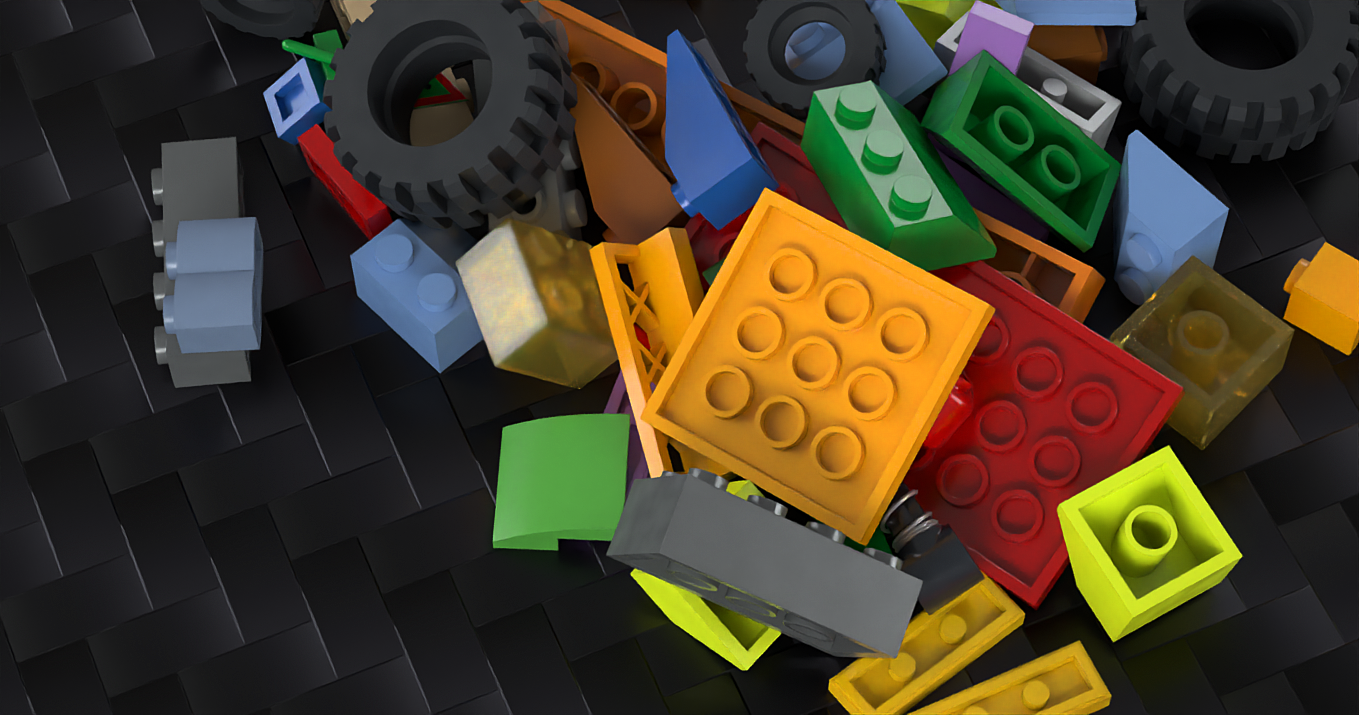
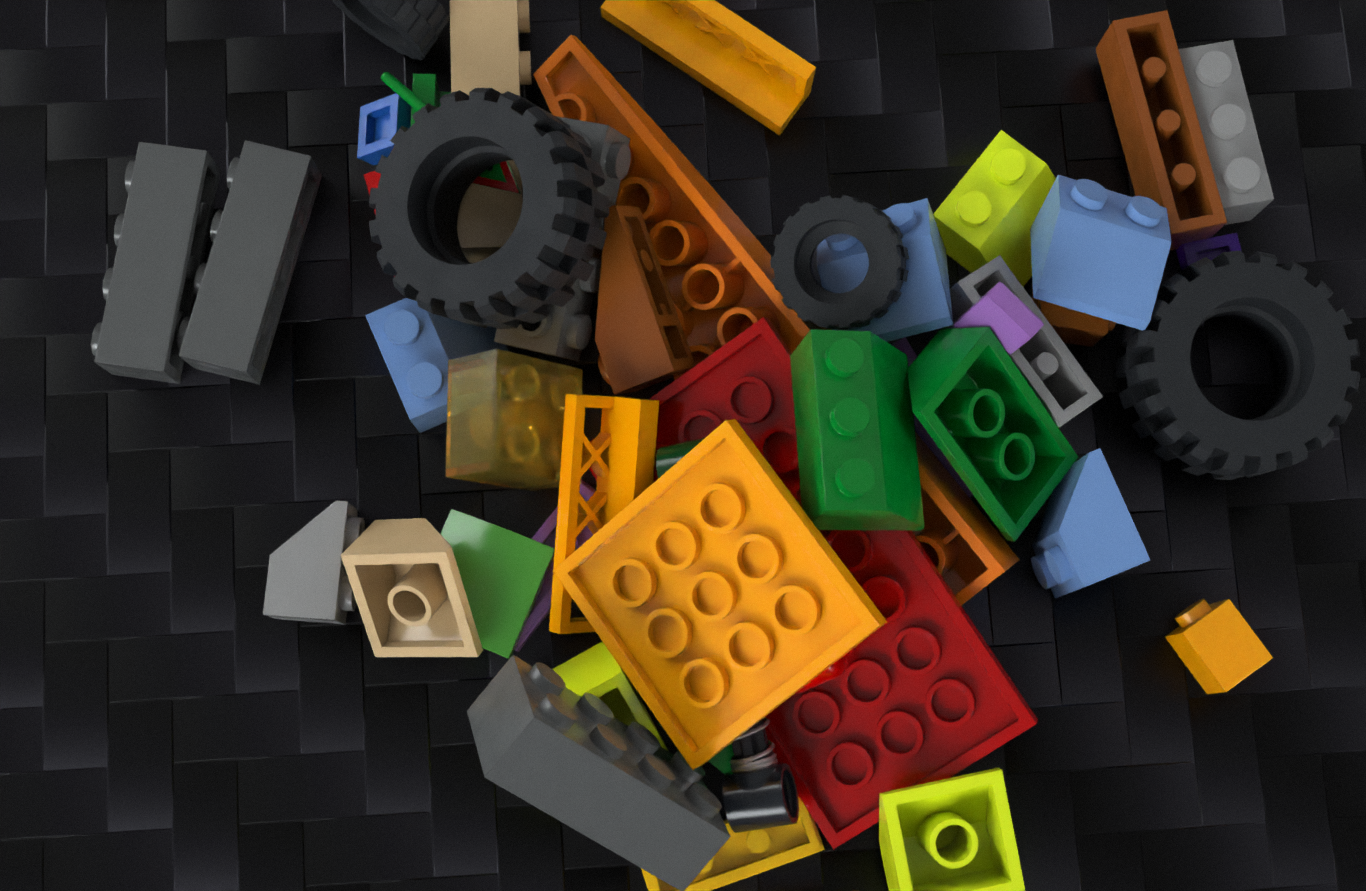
camera: 15 degrees right, 20 degrees up
(104, 292) = (156, 261): none -> dark grey brick
(216, 285) = (235, 310): sand blue brick -> none
(380, 522) = (308, 573): none -> light grey slope
(502, 495) = (410, 591): none -> tan slope
(707, 142) = (709, 325): blue slope -> none
(1209, 343) = (1074, 663): clear yellow brick -> none

